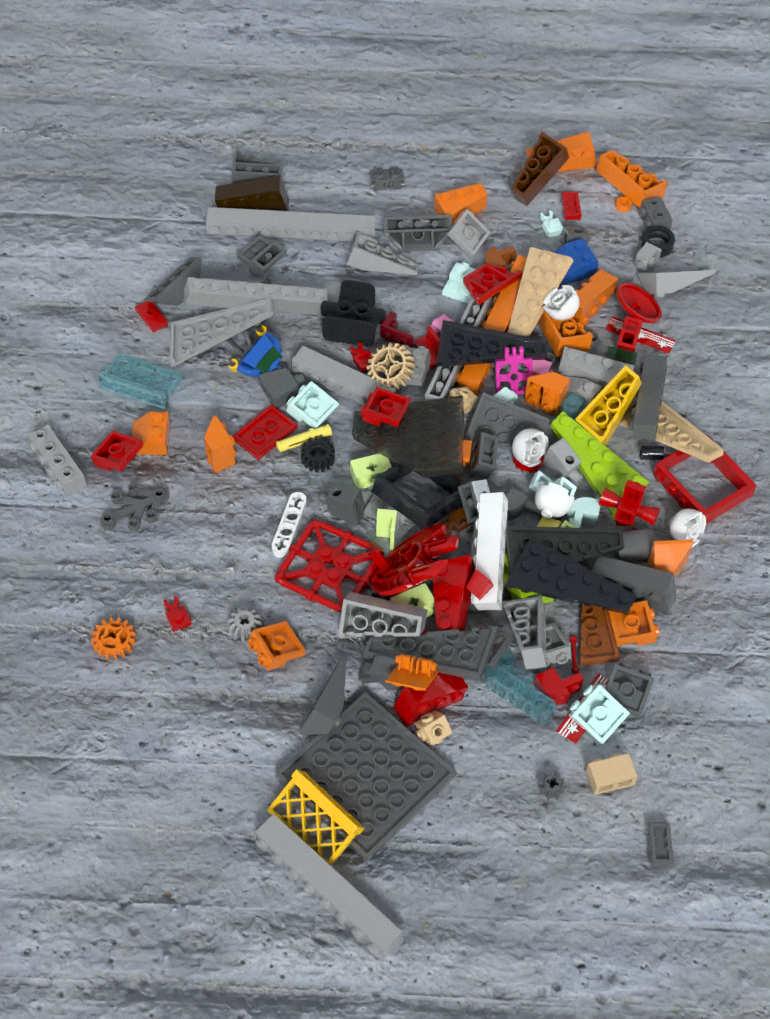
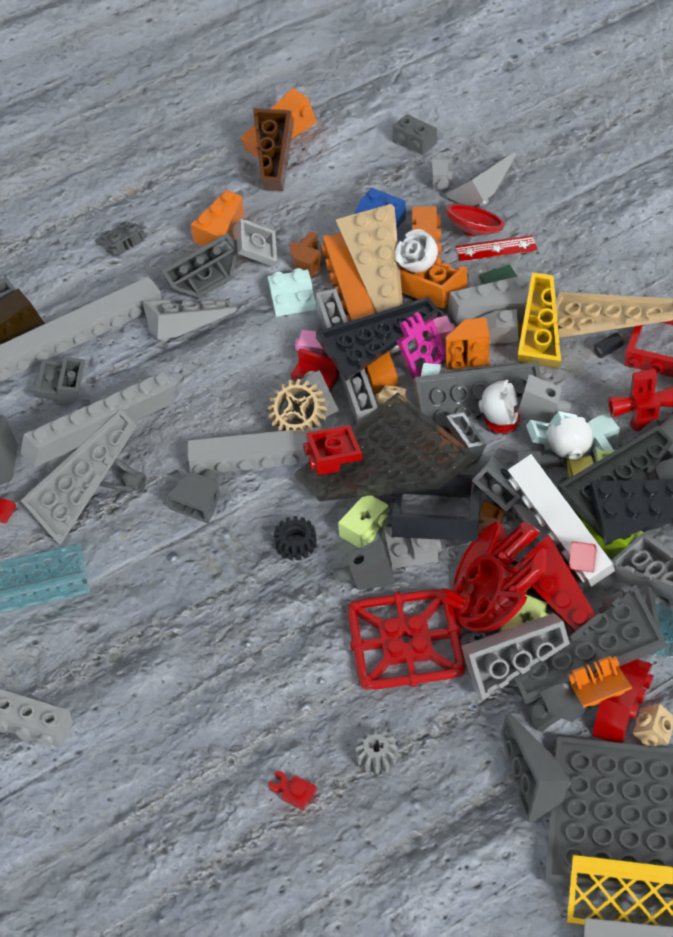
camera: 30 degrees left, 5 degrees down
(110, 638) = (256, 867): orange gear -> none
(116, 451) = (82, 664): red plate -> none
(136, 505) = (149, 708): dark grey plant -> none
(154, 432) = (100, 625): orange slope -> none
(219, 446) = (191, 590): orange slope -> none
(261, 357) = (153, 476): blue torso -> none
(263, 431) = (218, 550): red tile -> none
(275, 645) = (427, 751): orange plate -> none
(286, 523) = (328, 624): white beam -> none
(298, 440) = (266, 531): light yellow pin -> none
(311, 405) = (247, 494): light aqua plate -> none
(353, 316) = (209, 384): black piece -> none
(361, 357) = (255, 420): red plate -> none
(386, 525) = (434, 561): yellowish green panel -> none
(390, 333) = (266, 379): dark red bracket -> none
(489, 281) = (321, 274): red wing -> none
(551, 226) = (324, 196): light aqua plate -> none
(571, 206) = (327, 167): red plate -> none
(573, 405) = (500, 347): clear light blue brick -> none
(574, 233) = (355, 191): dark grey brick -> none
(598, 463) = (579, 383): lime wing -> none
(623, 204) = (373, 141): orange tile -> none
(629, 334) = (493, 252): red brick -> none
(630, 178) = (361, 113): orange wedge -> none
(649, 397) = (570, 297): dark grey brick -> none
(663, 233) = (436, 146): black tyre -> none

